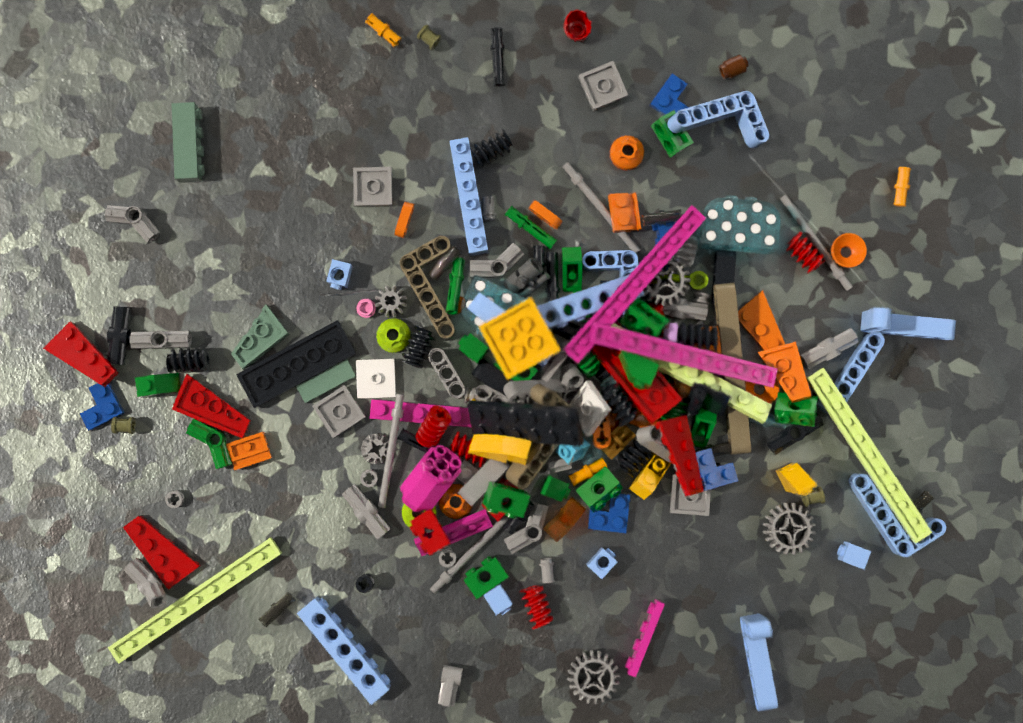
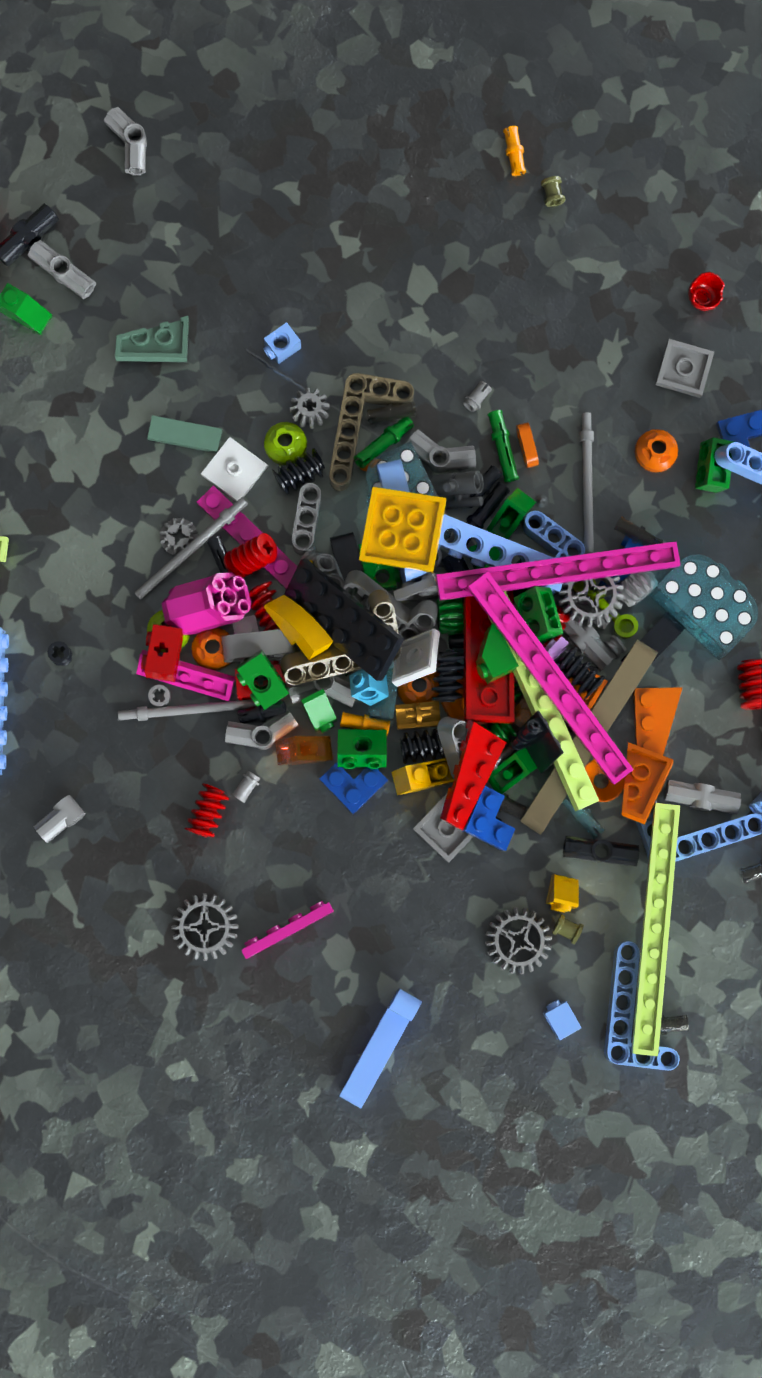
camera: 35 degrees right, 5 degrees down
(187, 142) = (241, 108): sand green brick -> none
(187, 361) = (70, 309): black piece -> none
(204, 405) = (51, 365): red wing -> none
(205, 434) = (28, 416): green piece -> none
(249, 450) = (56, 440): orange plate -> none
(296, 364) = (169, 394): black plate -> none
(339, 411) = (172, 471): light grey plate -> none
(364, 474) = (146, 551): light grey bush -> none
(366, 308) = (280, 396): bright pink plate -> none
(366, 511) = (119, 587): light grey piece -> none
(372, 186) = (382, 287): light grey plate -> none
(404, 219) = (386, 342): orange beam -> none
(468, 196) = (466, 369): light blue brick -> none
(473, 348) = (351, 512): green brick -> none
(479, 586) = (193, 751): green brick -> none
(492, 148) = (527, 341): black piece -> none
(497, 56) = (610, 253): black pin -> none
(498, 600) = (175, 775): light blue brick -> none
(599, 570) = (295, 822): light blue brick -> none
(606, 434) = (415, 694): orange beam -> none
(624, 212) = (606, 504): orange plate -> none
(796, 413) = (620, 831): green brick -> none

